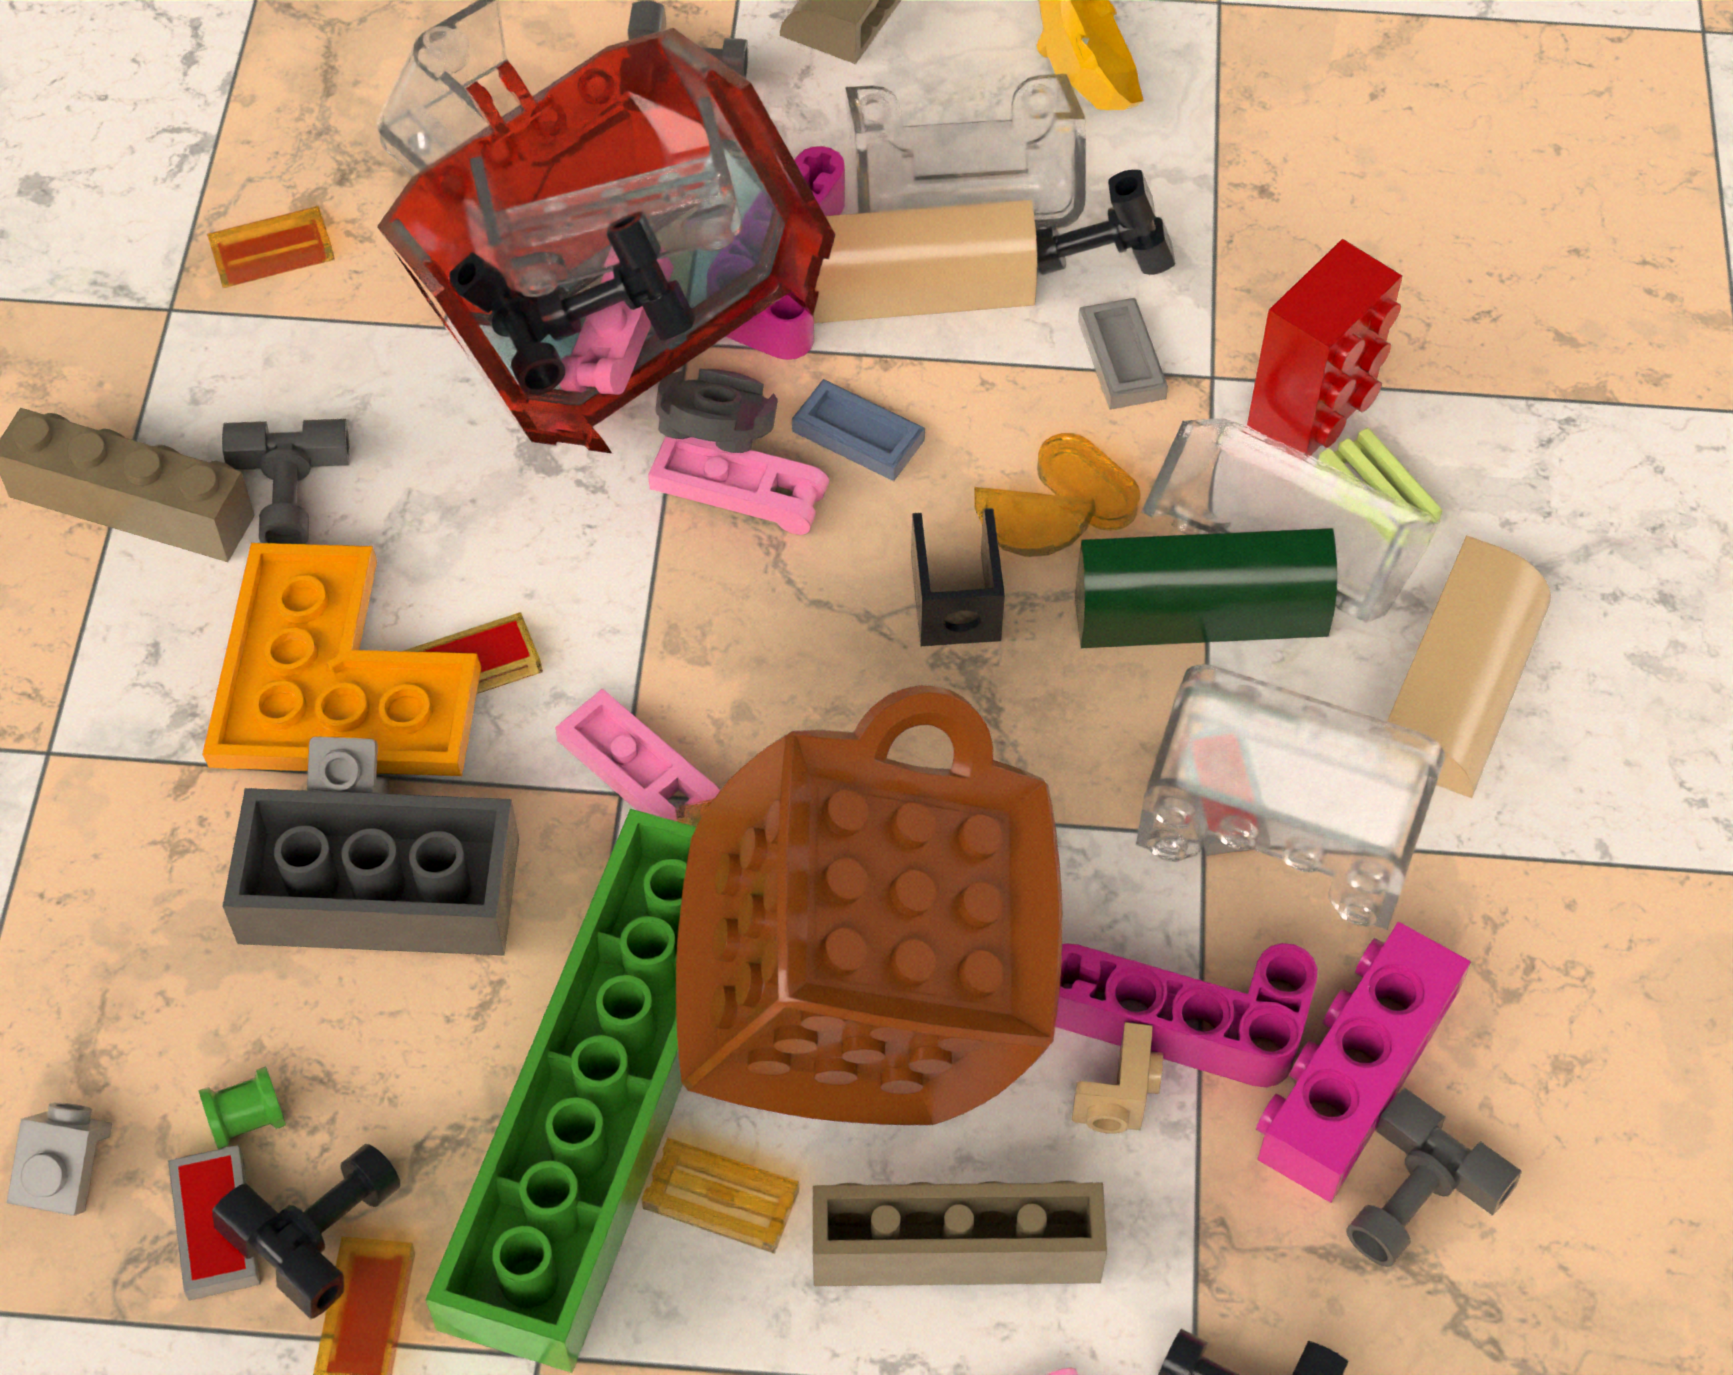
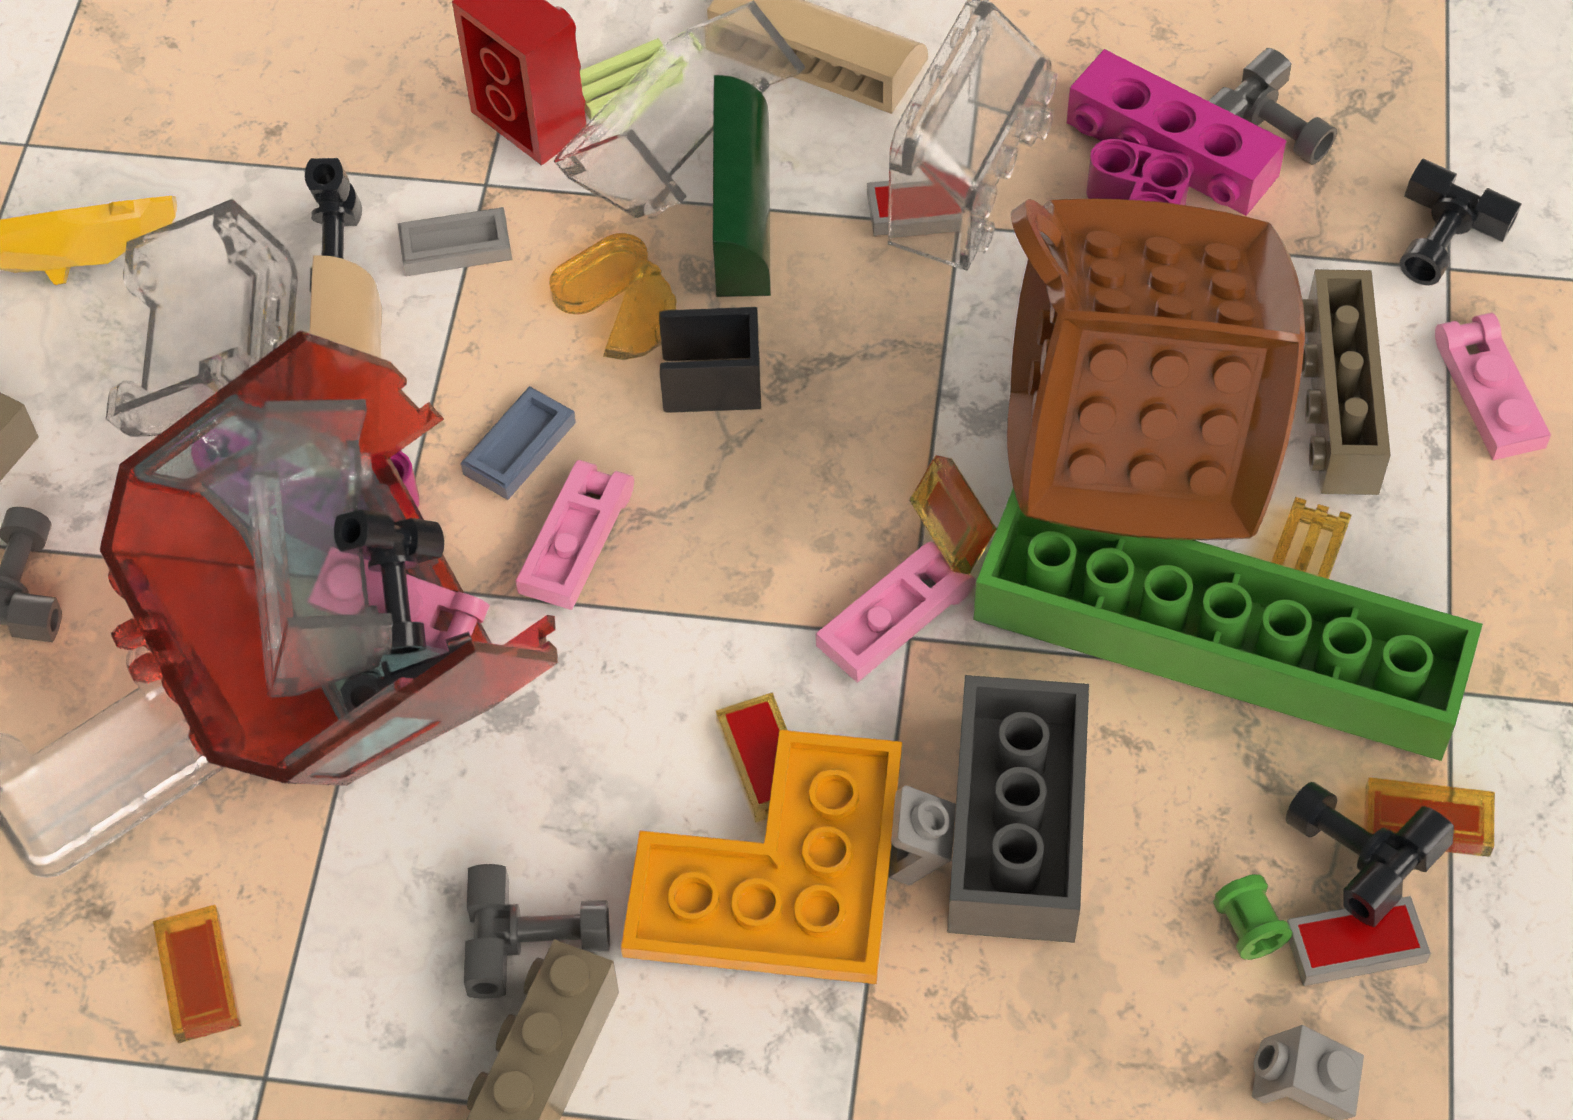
camera: 85 degrees left, 0 degrees up
(715, 408) = (499, 539): dark grey plate -> none

